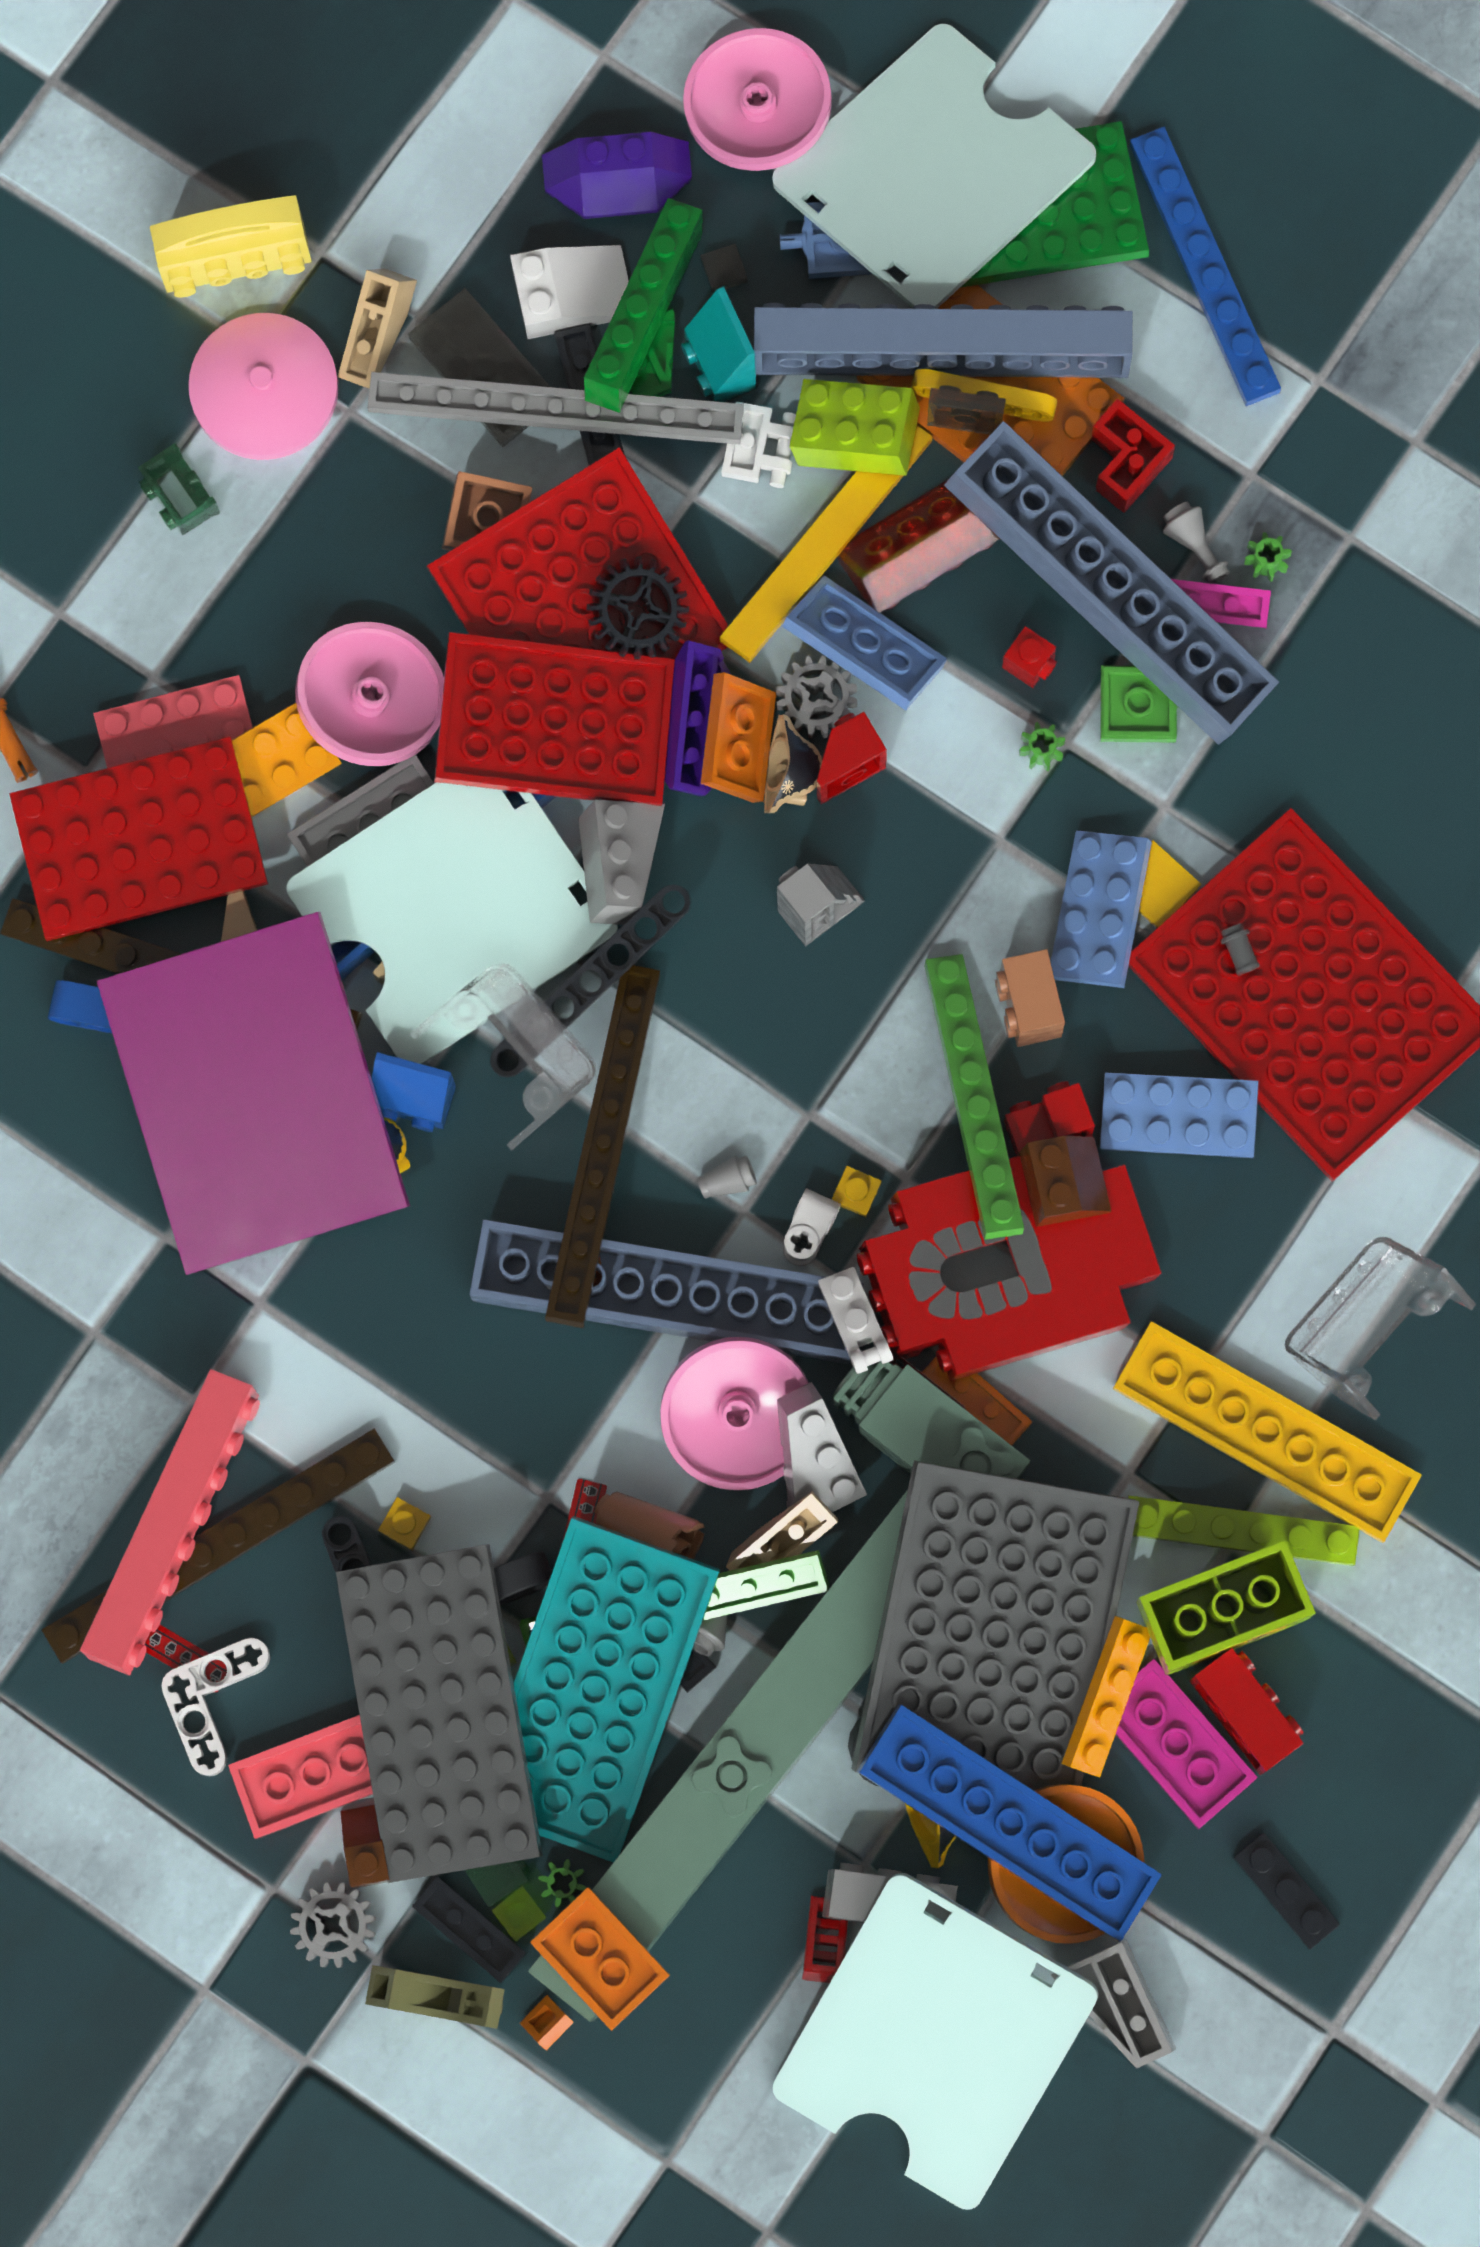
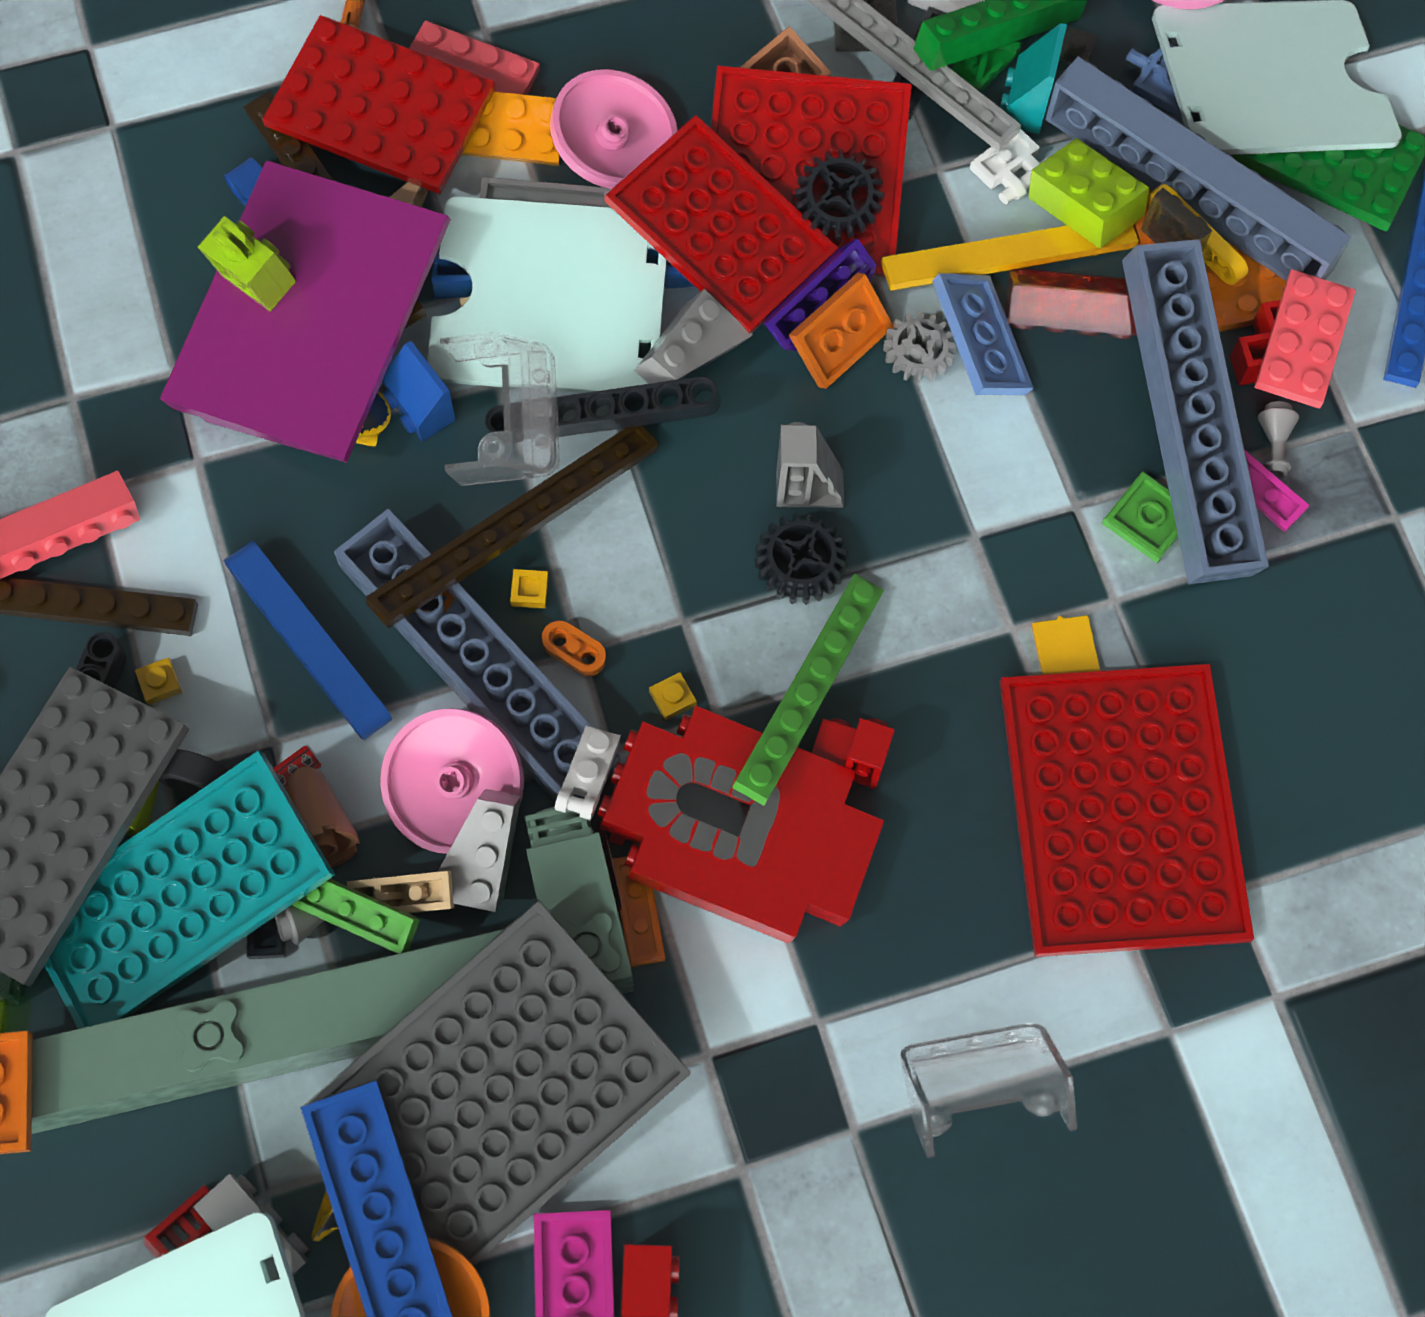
camera: 30 degrees right, 10 degrees down
(183, 1097) = (248, 262): none -> lime brick
(503, 1387) = (308, 640): none -> blue beam
(551, 1881) = (30, 1015): bright green gear -> none
(656, 1192) = (529, 588): none -> yellow plate
(728, 1178) = (589, 617): light grey cone -> none
(738, 1213) = (575, 649): none -> orange plate
(791, 767) = (865, 381): hat -> none
(810, 1222) = (621, 691): white piece -> none
(850, 756) = (907, 396): red slope -> none
(852, 983) = (780, 543): none -> black gear
(1030, 658) = (1094, 426): red brick -> none
(1031, 998) = (907, 650): nougat brick -> none
(1035, 753) = (1058, 483): bright green gear -> none
(1064, 1179) = (829, 792): reddish brown slope -> none
(1100, 908) = (1010, 631): medium blue plate -> none
(1107, 1697) = (547, 1209): light orange plate -> none
(1157, 434) = (1305, 339): none -> coral plate
(1179, 1115) = (955, 819): medium blue plate -> none
(1225, 1607) = (692, 1211): lime brick -> none
(1240, 948) = (1093, 733): dark grey pin -> none
(1245, 1530) = (759, 1167): lime plate -> none
(1267, 1432) = (838, 1108): yellow plate -> none
(1274, 549) = (1328, 475): bright green gear -> none

